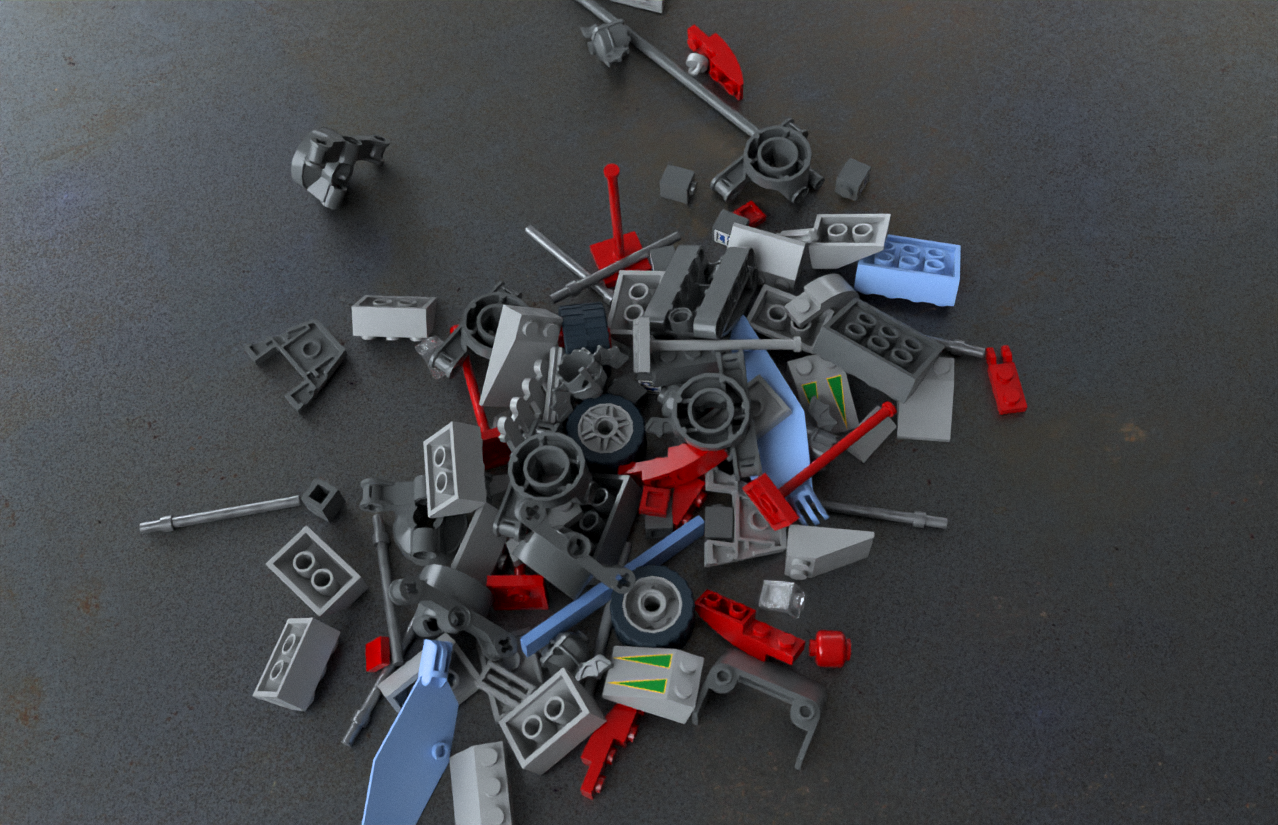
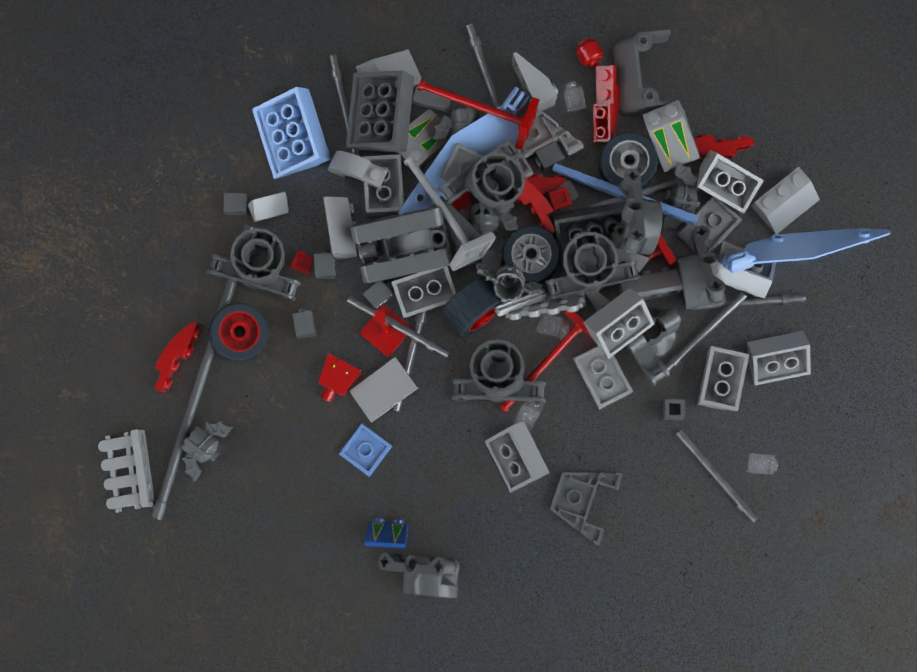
camera: 120 degrees left, 20 degrees up
(194, 572) = (762, 464): none -> clear bracket
(377, 654) = (745, 312): red tile -> none
(400, 147) = (387, 534): none -> blue slope
(404, 452) = (602, 377): none -> light grey tile
(507, 184) = (365, 450): none -> medium blue tile
(511, 676) = (727, 224): light grey tile -> none
(520, 340) = (509, 336): light grey slope -> none
(557, 224) = (383, 389): none -> light grey tile
(593, 189) = (337, 377): none -> red torso
(696, 64) = (184, 370): light grey tile -> none
(705, 113) = (249, 321): none -> wheel
(804, 235) = (314, 211): light grey axle -> none
(831, 197) = (269, 206): none -> light grey slope
(847, 238) = (297, 175): light grey slope -> none
(1005, 382) = (347, 34): red hinge -> none

